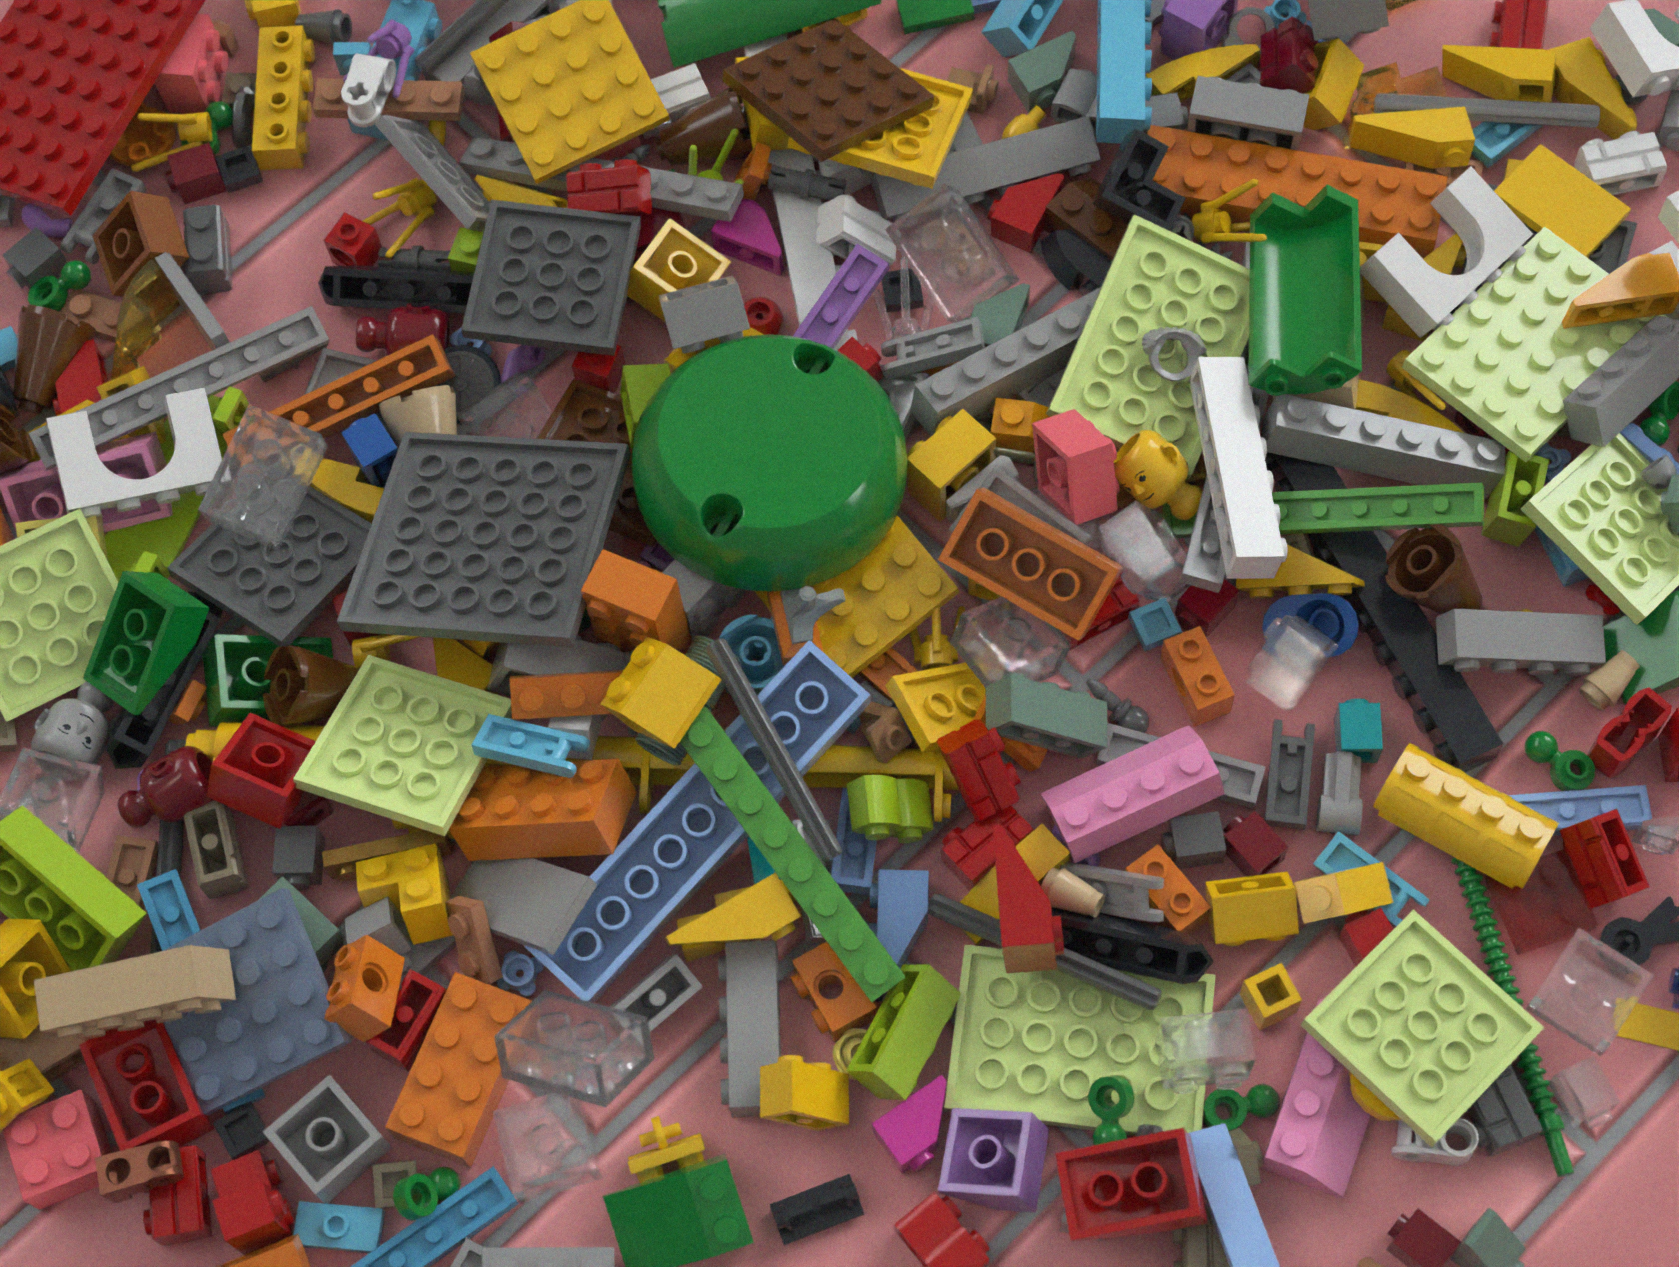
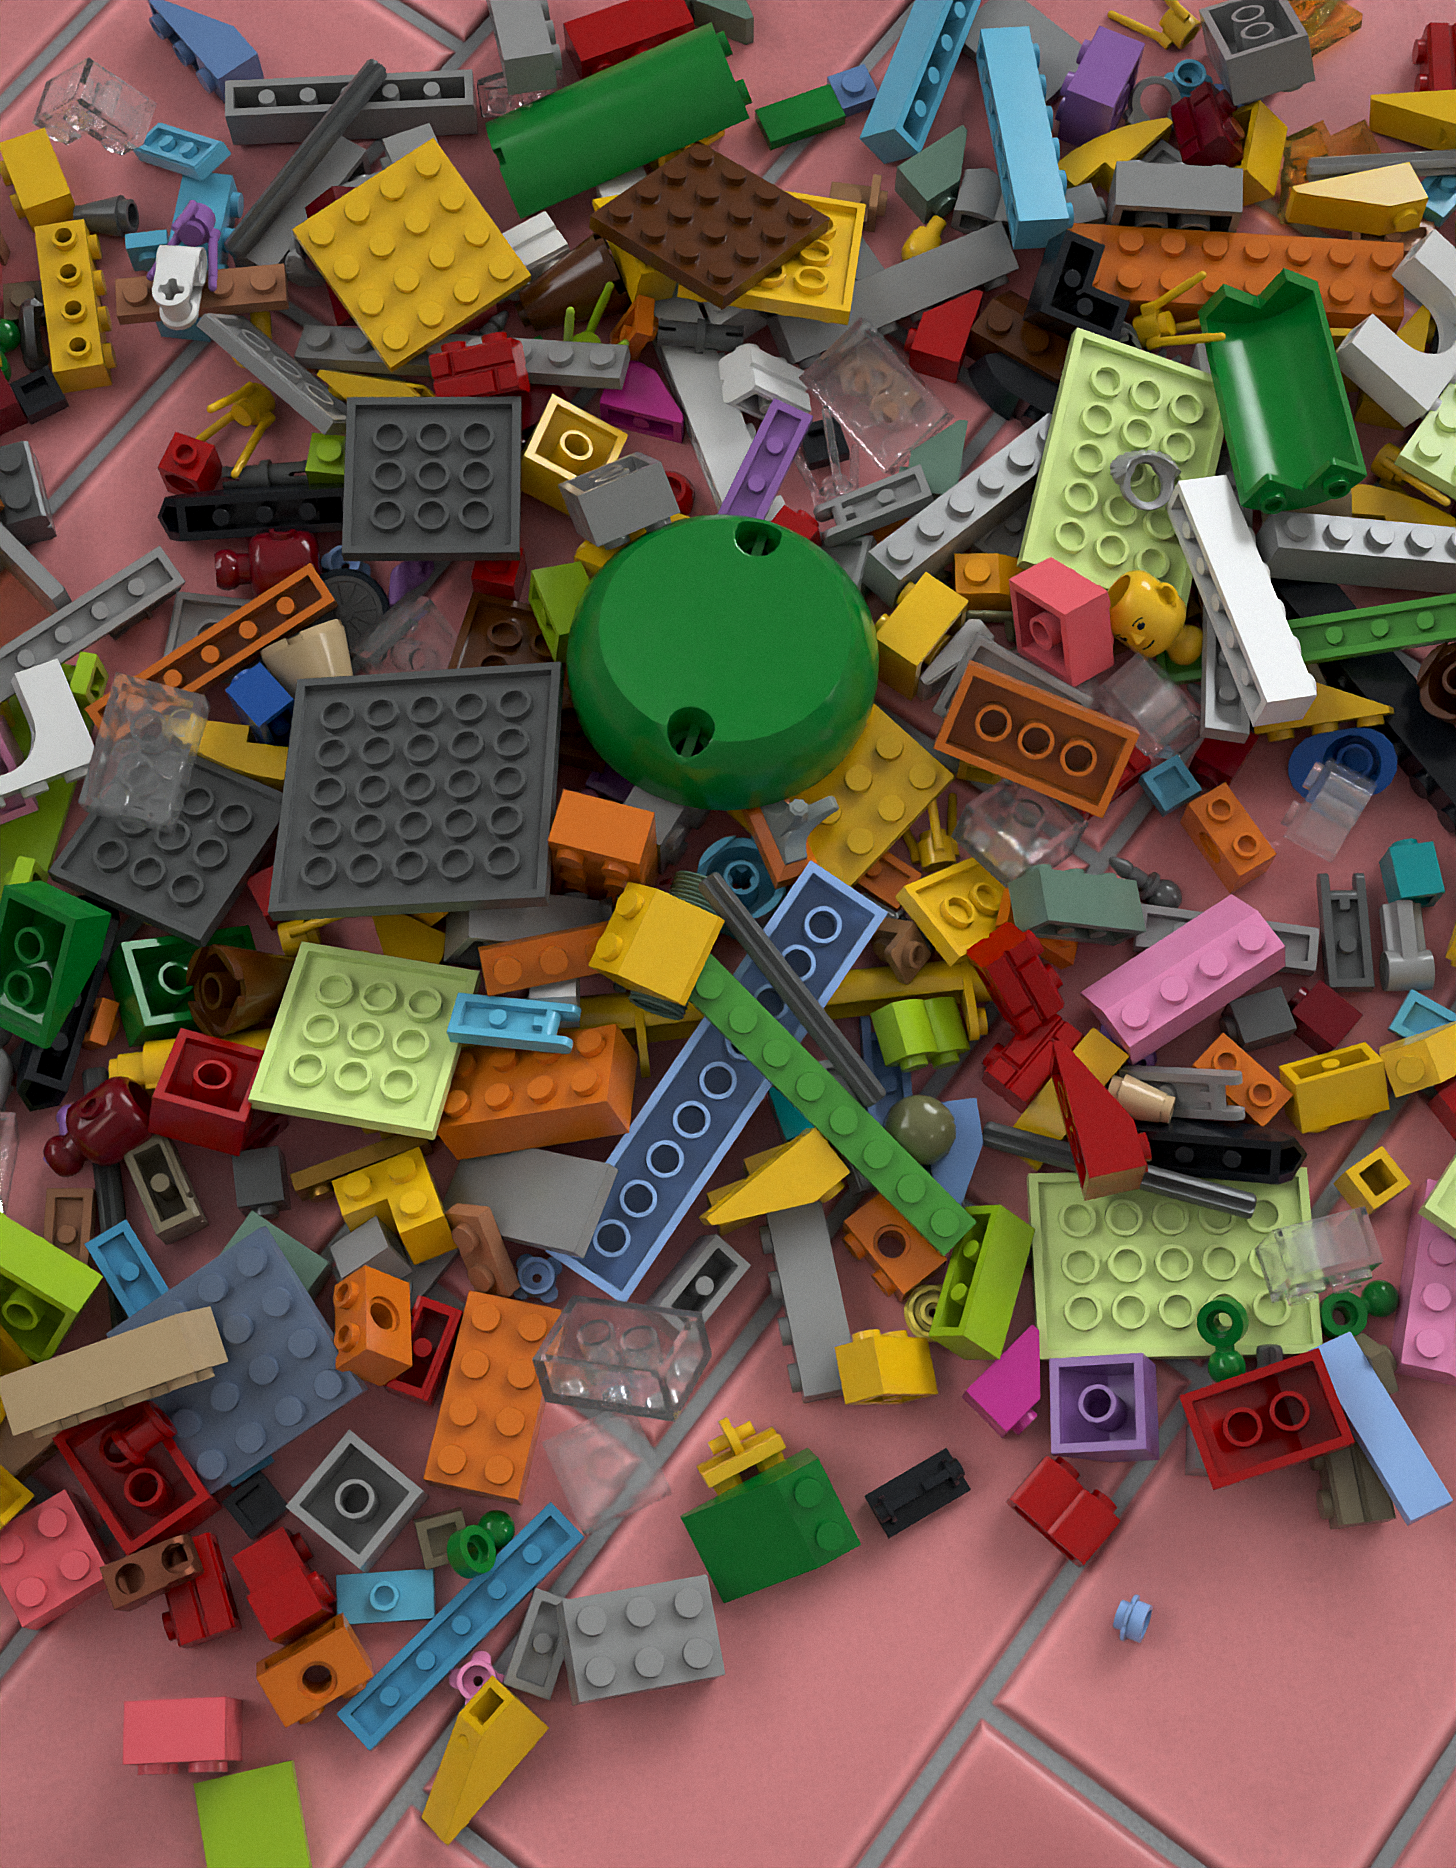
camera: 15 degrees left, 5 degrees up
(153, 1049) = (144, 1433): none -> red bush
(873, 889) = (922, 1127): none -> olive hair

